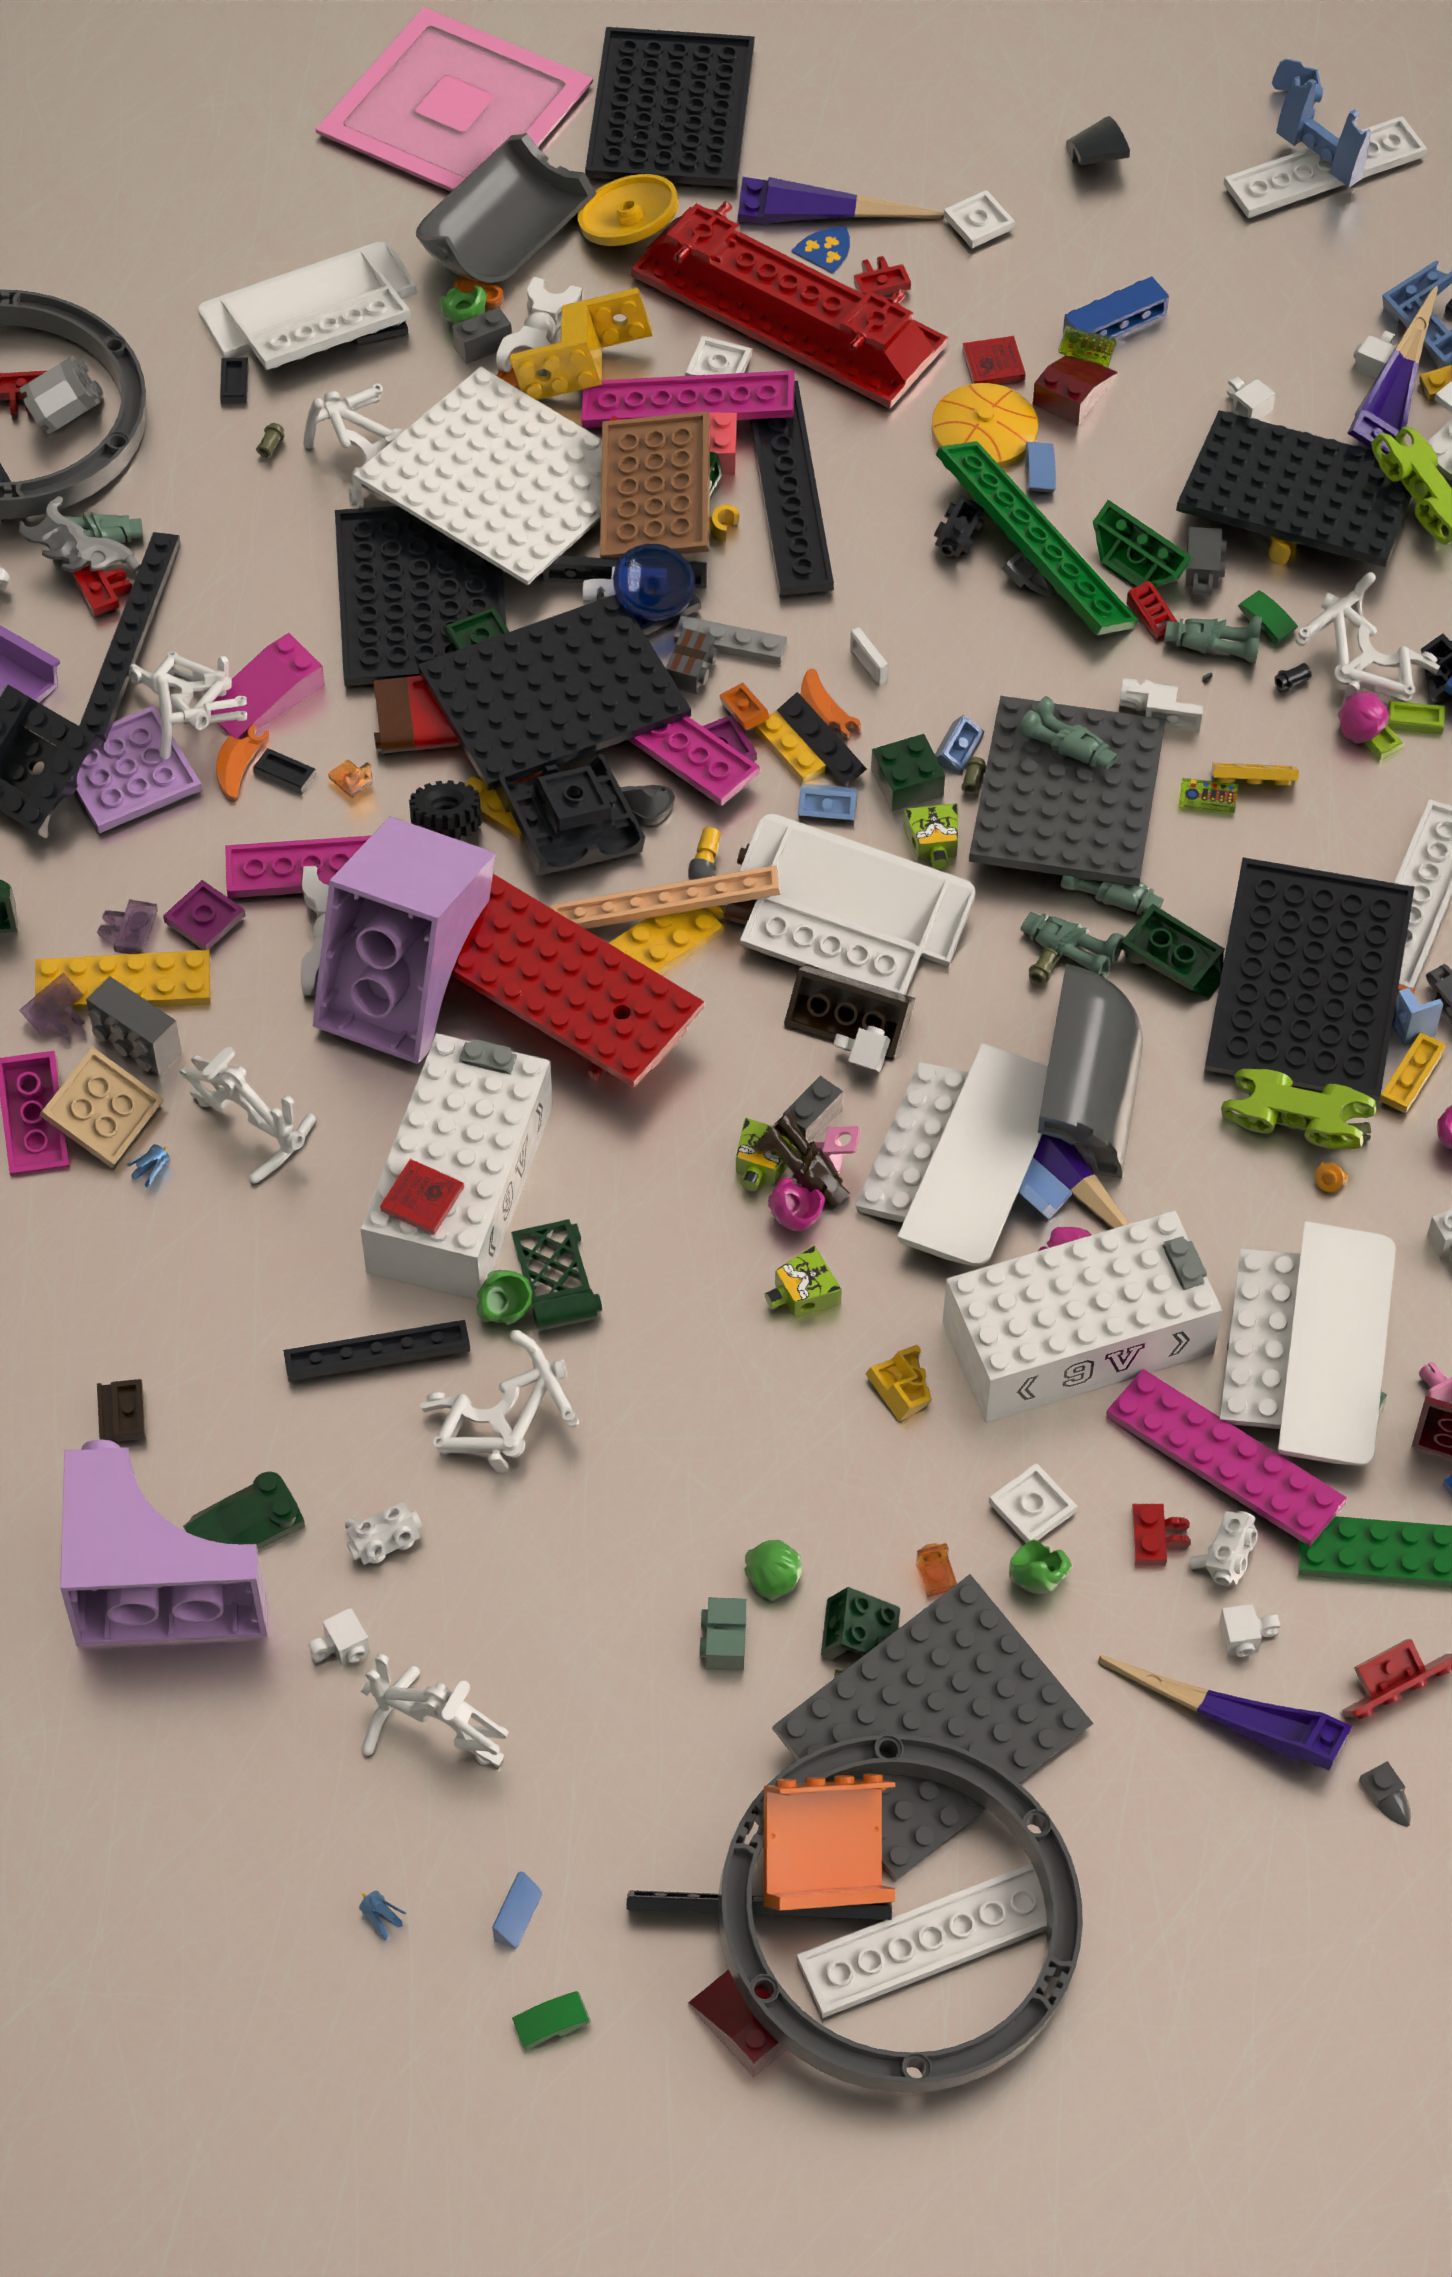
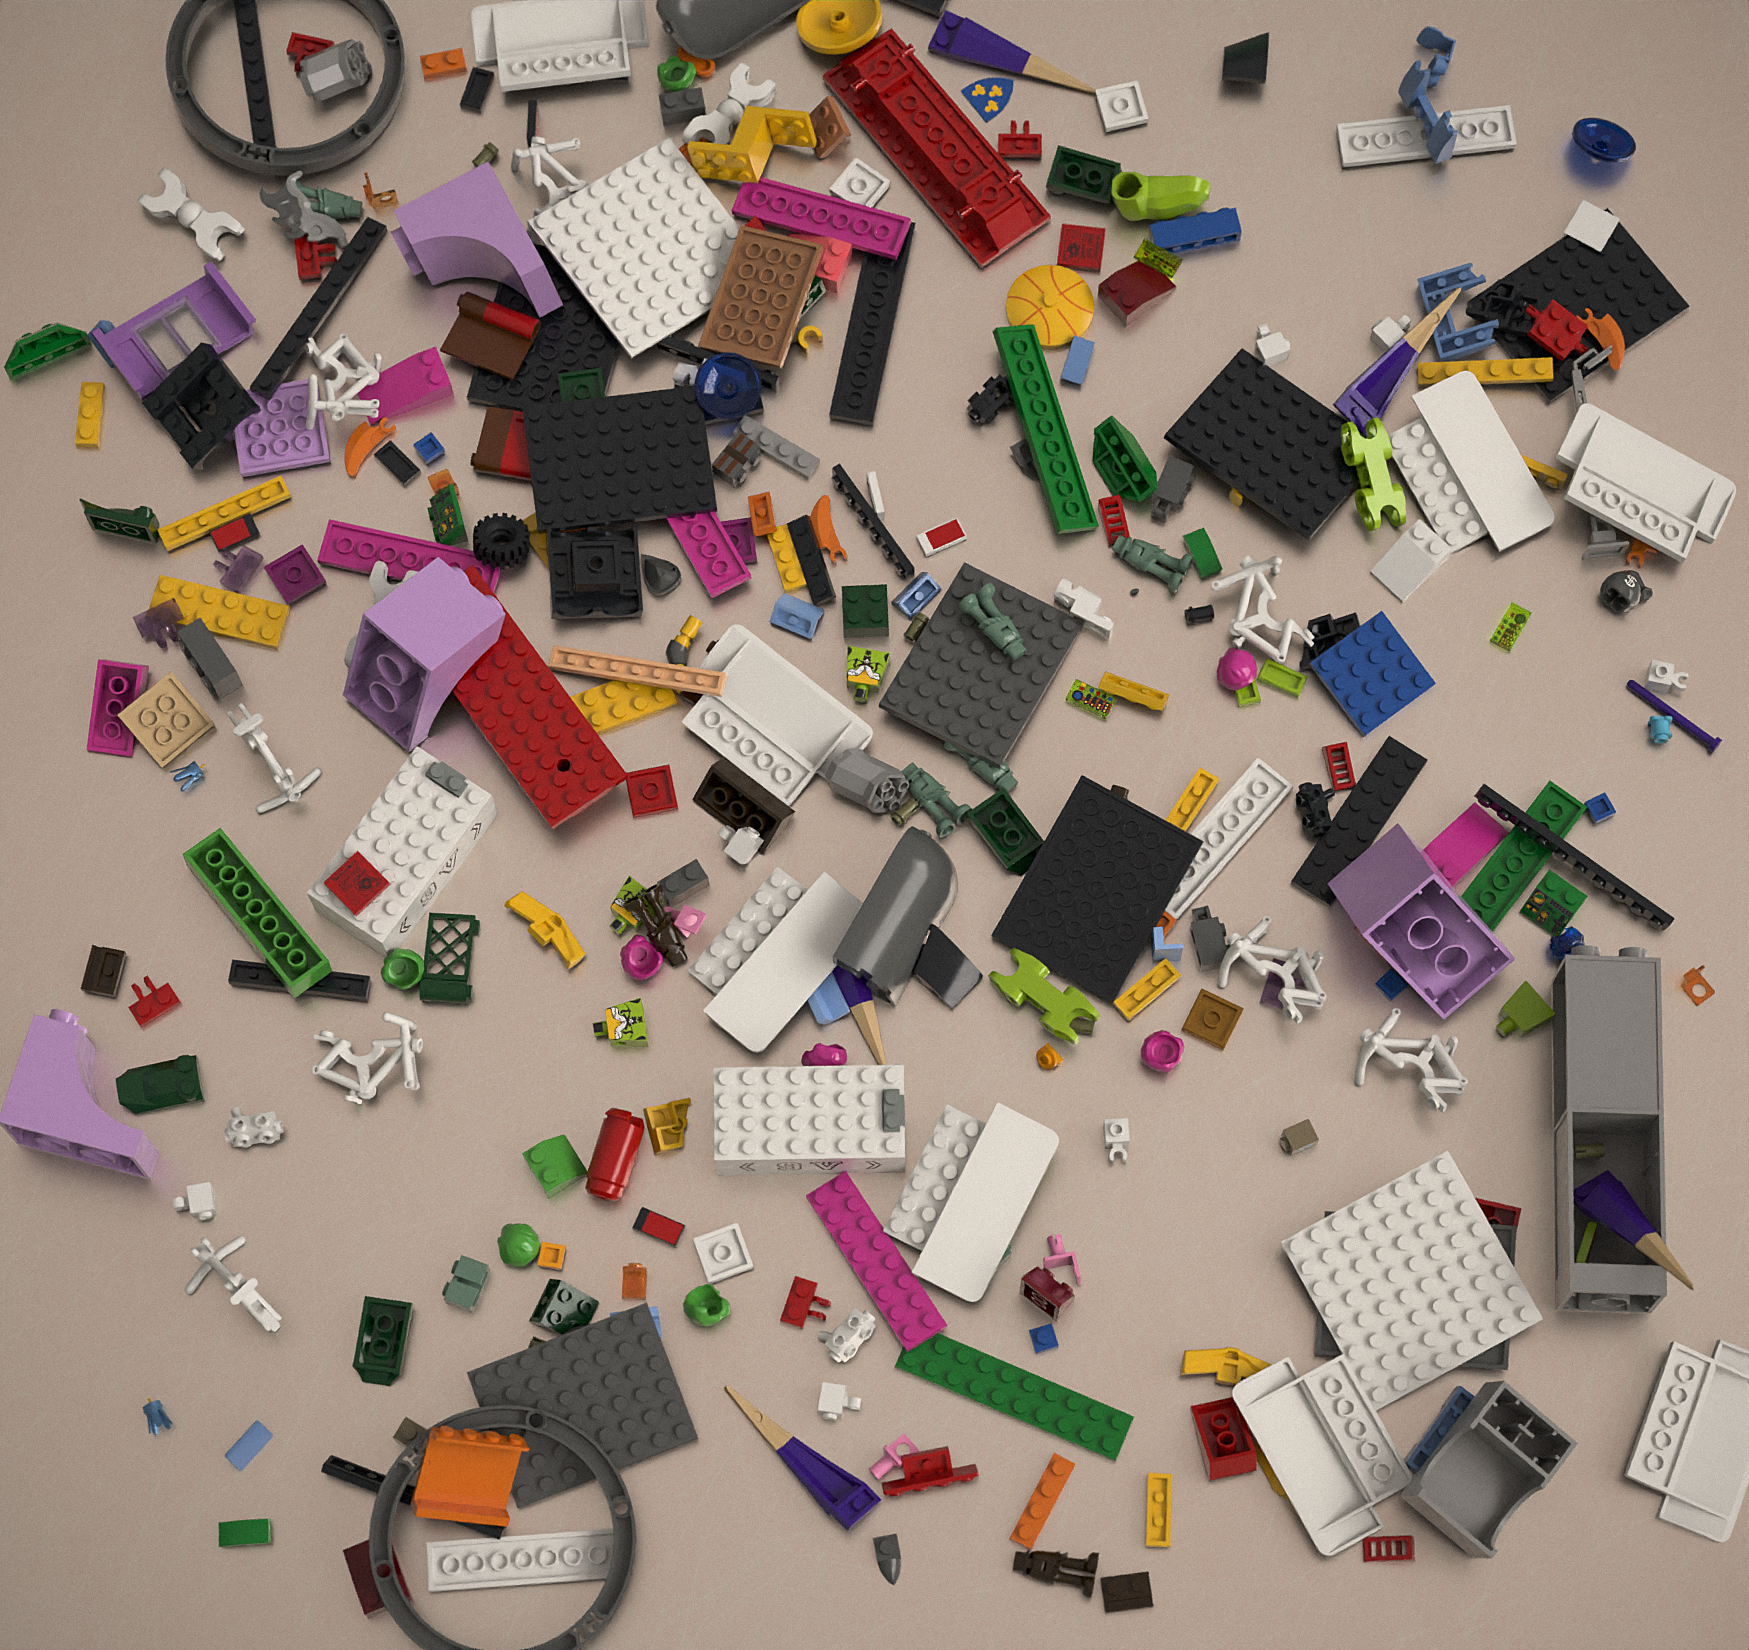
camera: 20 degrees right, 15 degrees up
(91, 874) = (199, 523): none -> yellow plate
(111, 889) = (233, 531): none -> red tile
(154, 510) = (376, 197): none -> clear orange bracket
(184, 364) = (443, 63): none -> orange plate
(199, 1432) = (154, 1004): none -> red hinge
(298, 1284) = (257, 912): none -> bright green brick
(302, 498) = (473, 232): none -> lavender brick
(311, 387) = (532, 121): none -> black tile
(318, 743) = (429, 448): none -> blue plate
(349, 606) = (490, 335): none -> reddish brown door
(369, 799) = (448, 517): none -> green slope
(644, 1730) = (382, 1339): none -> dark green slope
(664, 311) = (828, 127): none -> nougat plate
(665, 1205) = (547, 927): none -> yellow plate
(721, 1829) = (408, 1432): none -> dark tan brick
(731, 1028) = (651, 791): none -> red tile
(779, 1467) = (555, 1164): none -> bright green slope
(819, 1570) = (551, 1256): none -> light orange plate
(854, 1429) = (614, 1155): none -> red piece
(877, 682) = (868, 516): none -> black plate
(939, 1500) = (658, 1227): none -> red tile
(961, 679) = (941, 537): none -> red tile
(969, 290) = (1082, 175): none -> dark green slope
(989, 940) = (867, 781): none -> light grey brick
(1062, 282) = (1158, 196): none -> lime piece
(1166, 1113) = (945, 968): none -> black slope
(1343, 1674) = (891, 1458): none -> bright pink bracket
(1375, 854) = (1192, 799): none -> yellow plate

